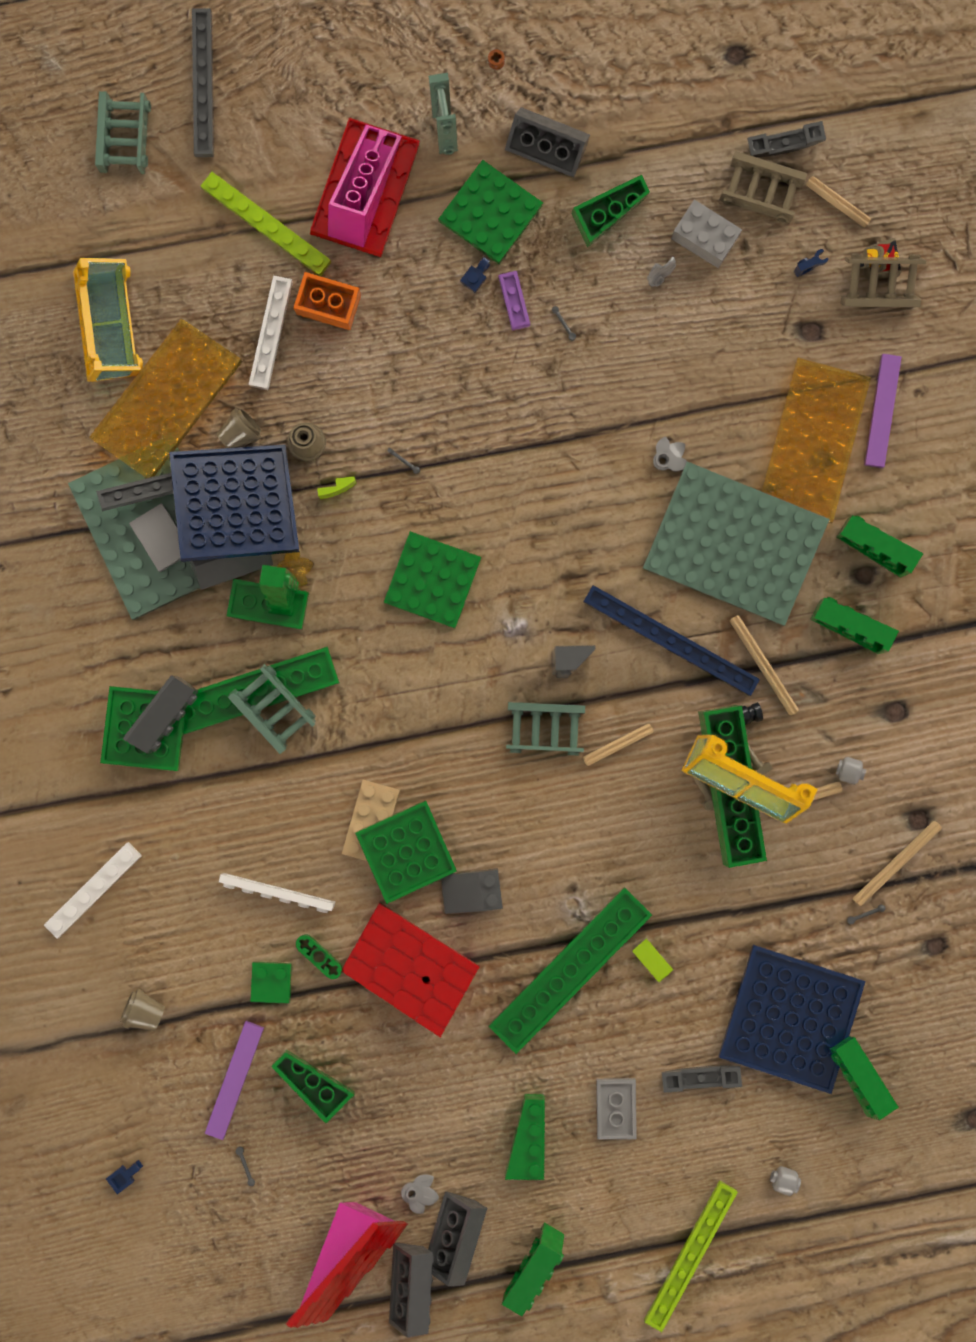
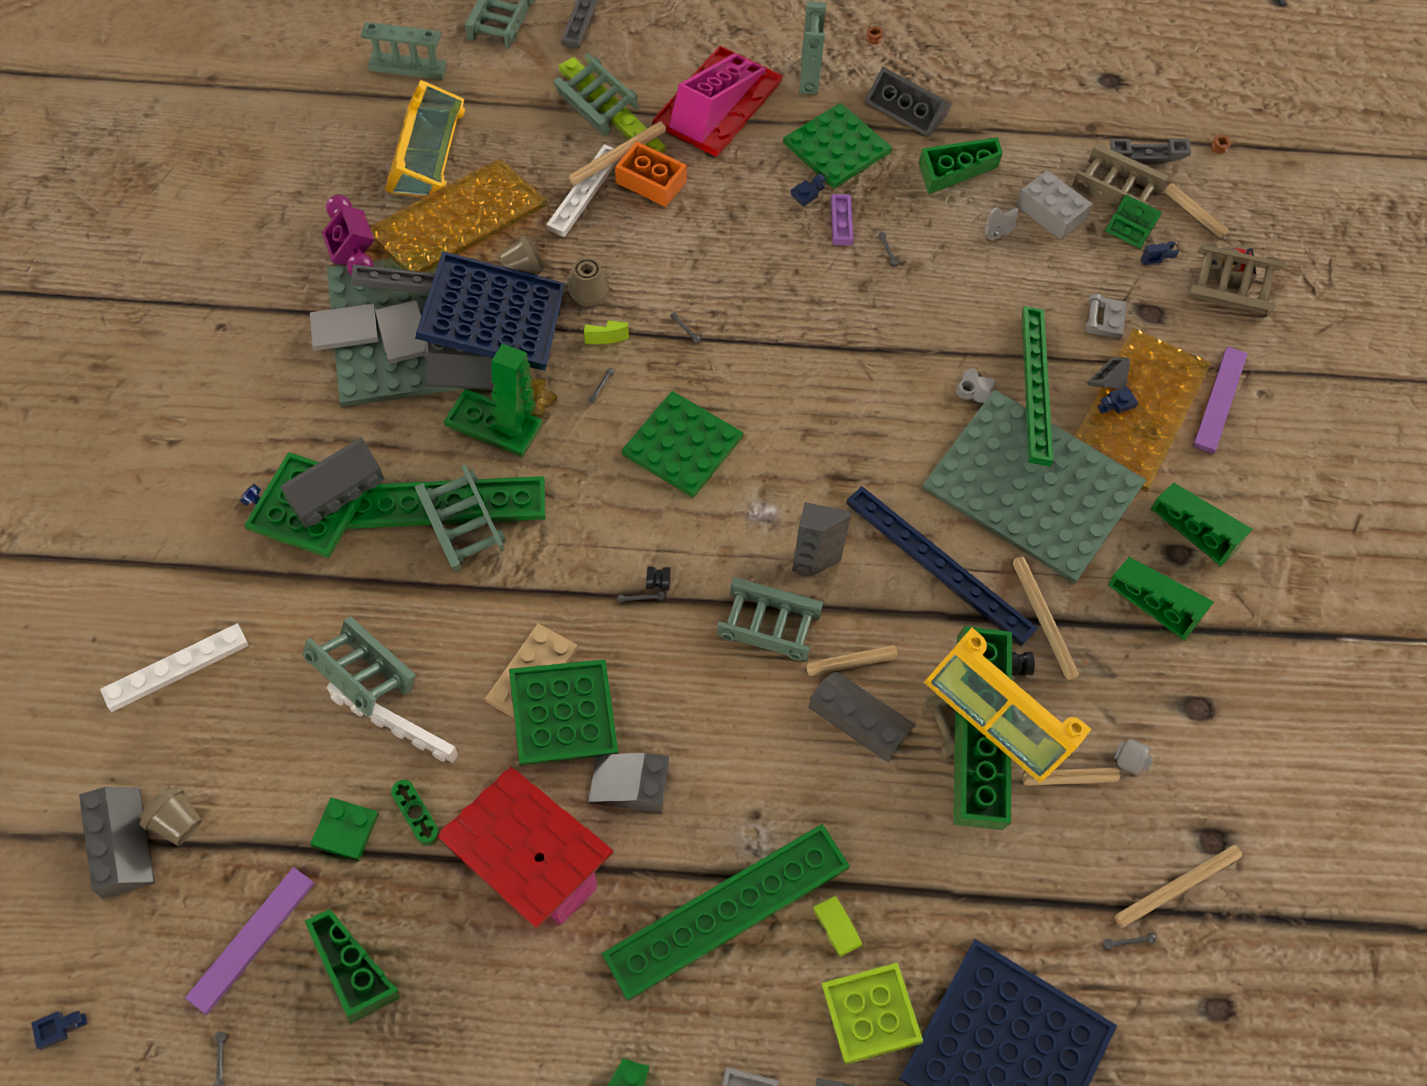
camera: 10 degrees right, 25 degrees down
(49, 217) = (402, 64): none -> sand green fence
(76, 451) = (347, 234): none -> magenta brick
(92, 728) = (251, 495): none -> clear blue tile
(108, 546) = (344, 327): none -> light grey tile
(109, 1043) = (115, 840): none -> dark grey slope
(232, 225) = (589, 110): none -> sand green fence
(237, 838) = (365, 647): none -> sand green fence
(289, 285) = (615, 154): none -> tan axle
(350, 524) = (609, 372): none -> dark grey hinge
(448, 714) = (658, 578): none -> black wheel
(452, 727) = (660, 595): none -> dark grey hinge
(636, 789) = (860, 715): none -> dark grey slope
(690, 1018) = (871, 1013): none -> lime plate
(722, 448) = (1036, 387): none -> green plate
(777, 345) = (1112, 318): none -> light grey plate
(782, 234) = (1133, 221): none -> green slope
(785, 417) = (1112, 374): none -> dark grey slope
(796, 442) = (1120, 400): none -> dark blue plate
(847, 111) = (1216, 147): none -> dark orange bush

